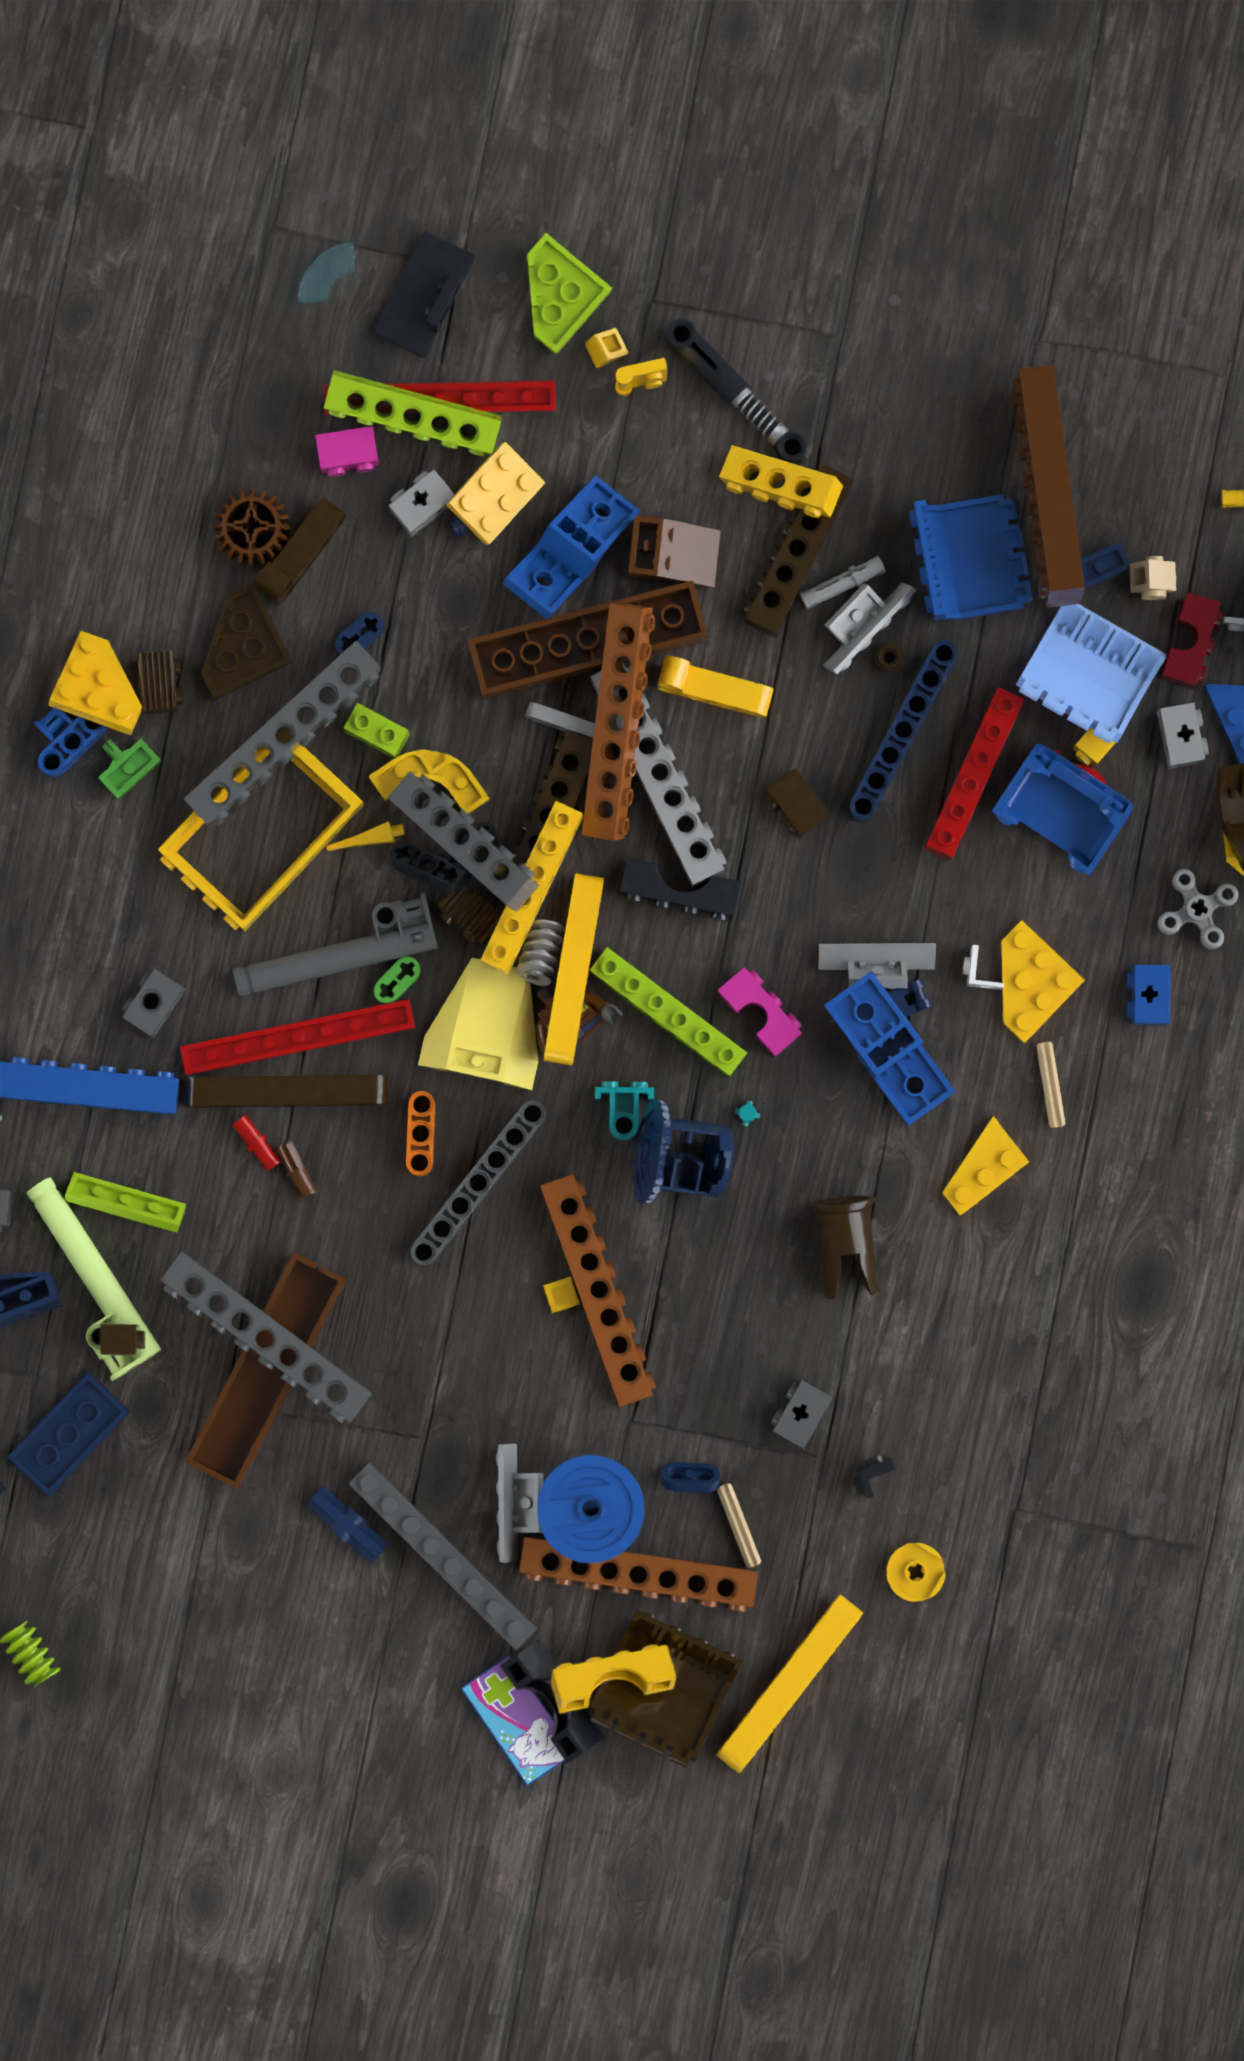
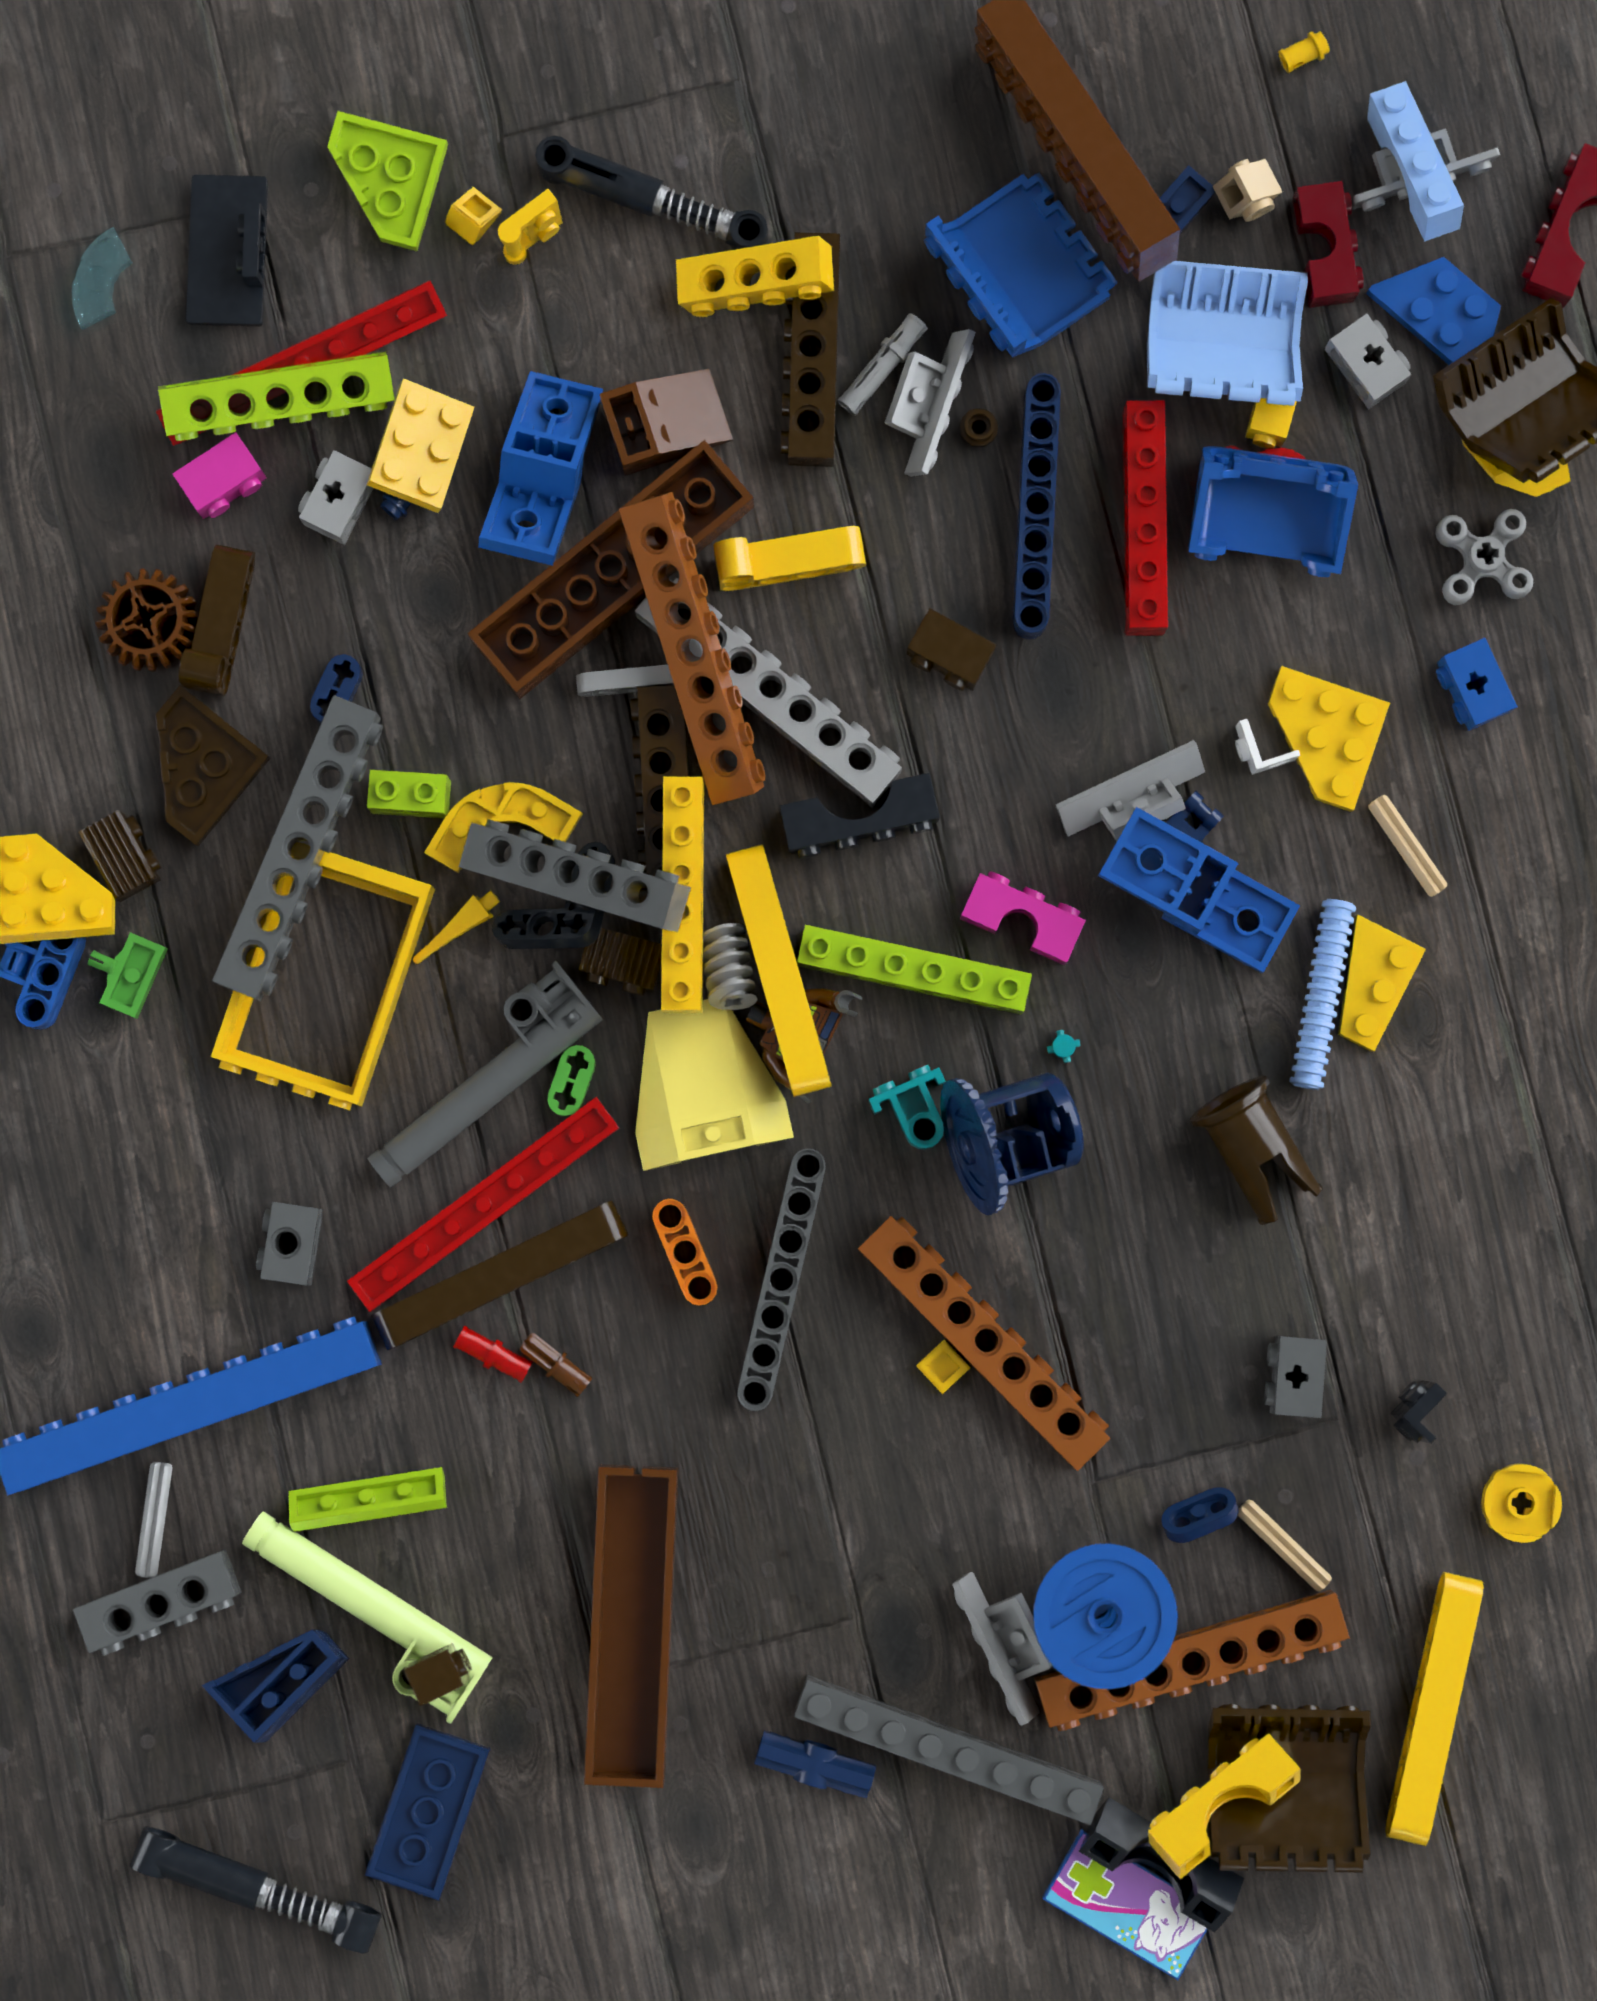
camera: 20 degrees left, 0 degrees up
(354, 1393) = (478, 1547): dark grey brick -> none
(943, 1160) = (1322, 994): none -> light blue piece

